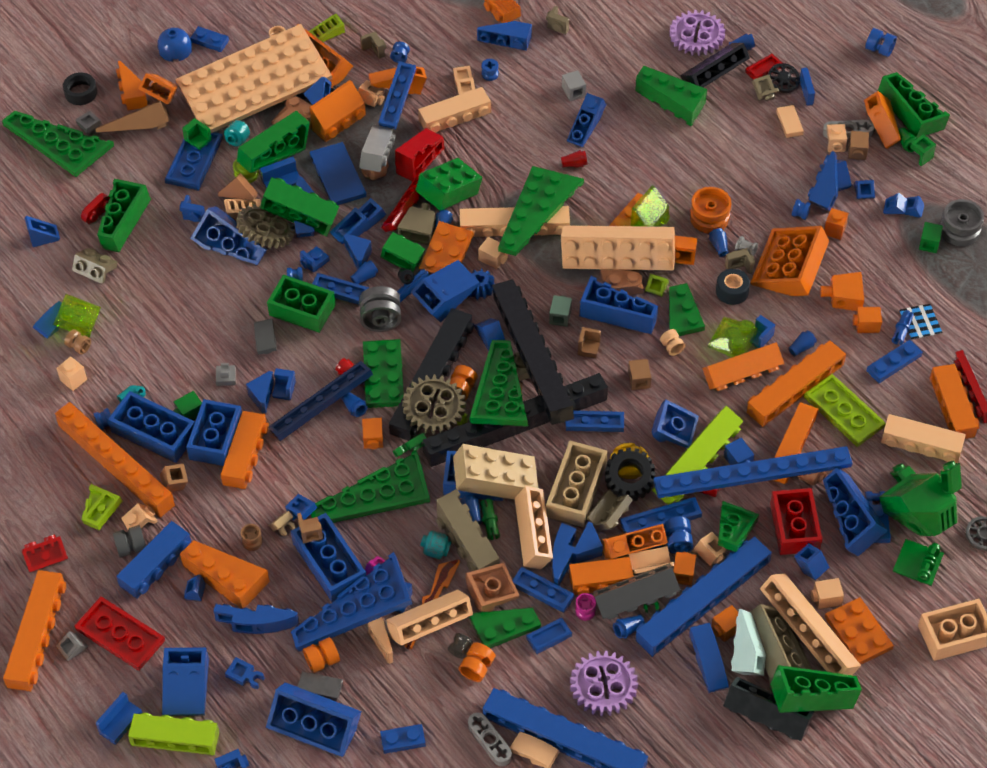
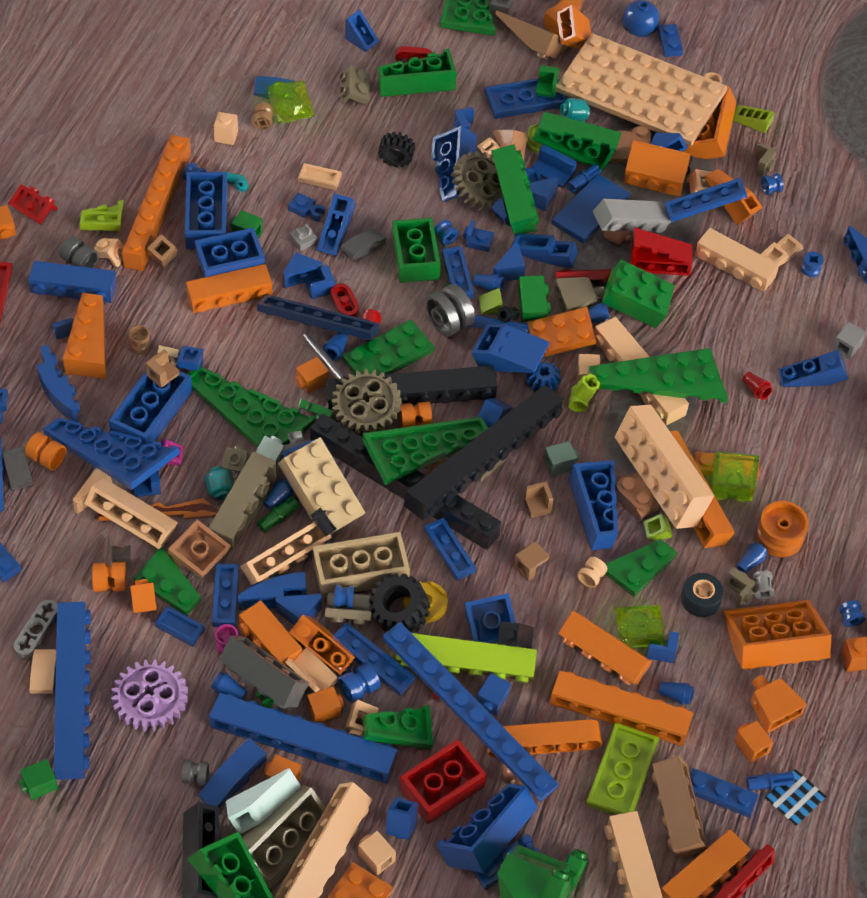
camera: 55 degrees right, 0 degrees up
(170, 334) = (320, 176): none -> light nougat tile
(189, 266) = (398, 142): none -> black tyre
(193, 360) = (305, 206): none -> blue plate
(233, 345) = (336, 224): none -> blue slope
(306, 163) = (583, 178): none -> blue axle
(314, 376) = (347, 303): none -> red plate
(363, 415) = (324, 357): none -> flat silver bar
(383, 278) = (490, 302): none -> lime slope
(423, 521) = (235, 458): none -> dark tan bracket
(431, 492) = (271, 448): none -> light aqua brick
(434, 473) = (295, 439): none -> light grey tile
(512, 645) = (143, 596): none -> orange brick
(513, 267) = (583, 392): none -> lime piece
(532, 484) = (323, 522): none -> black pin
(602, 506) = (344, 596): none -> blue wheel
(692, 681) = (195, 772): none -> flat silver wheel
(704, 413) = (515, 635): none -> black brick
(896, 388) = (679, 807): none -> medium nougat brick

